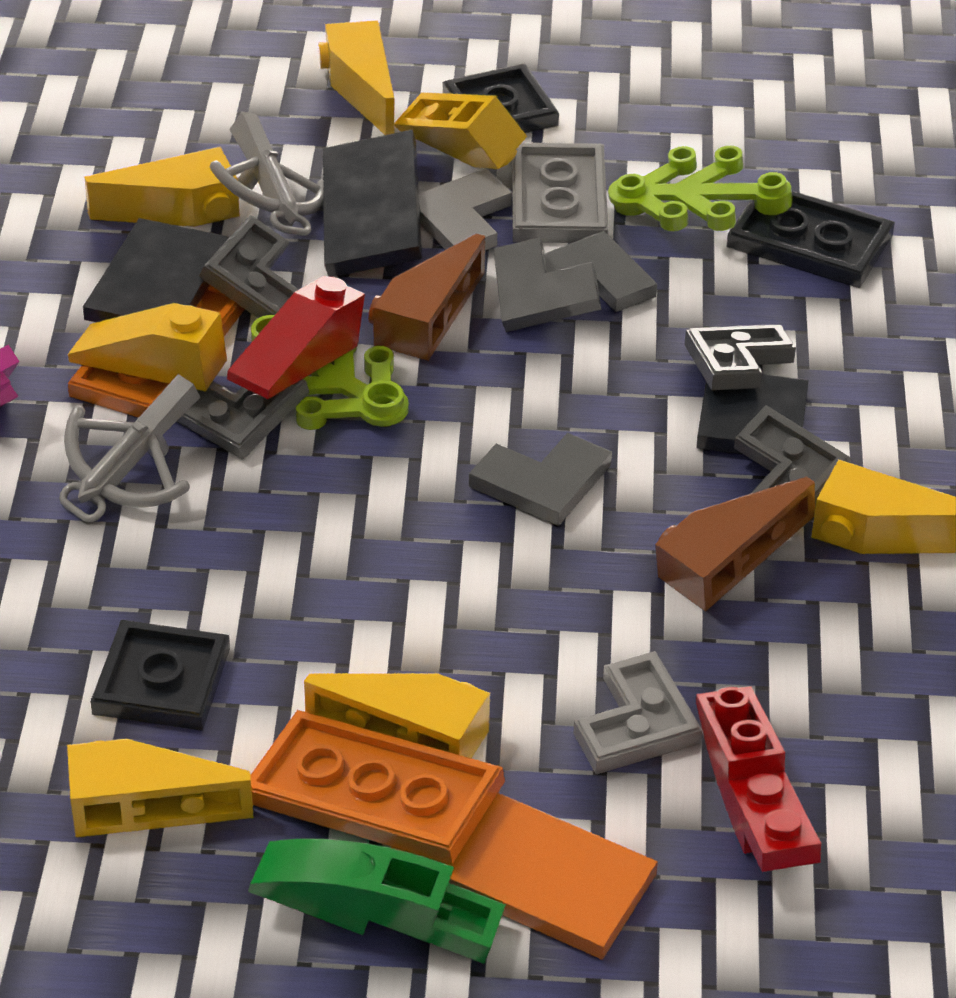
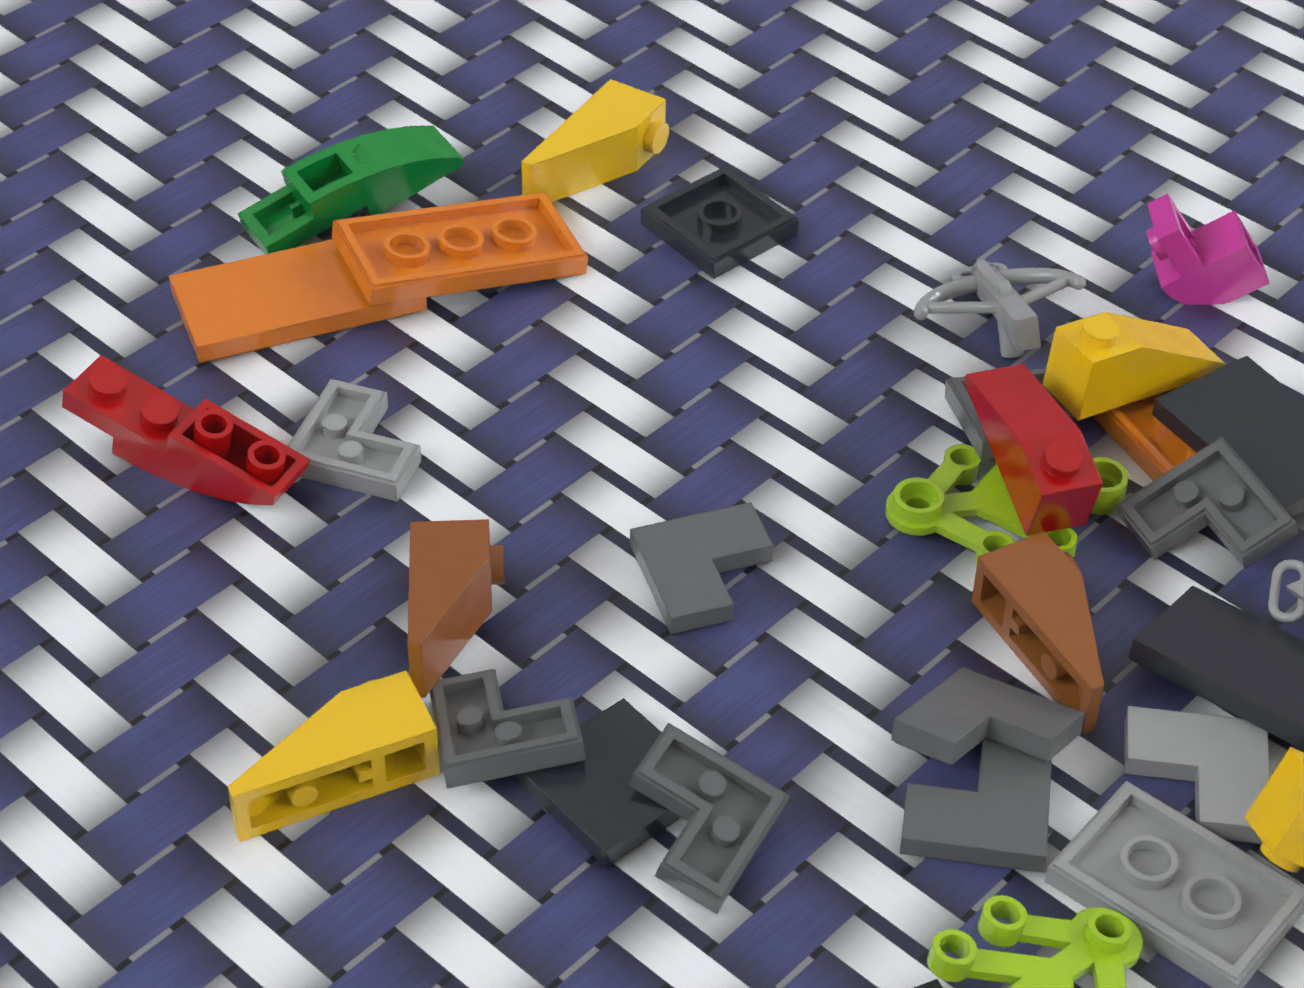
camera: 130 degrees right, 0 degrees up
(405, 706) = (504, 297): yellow slope -> none

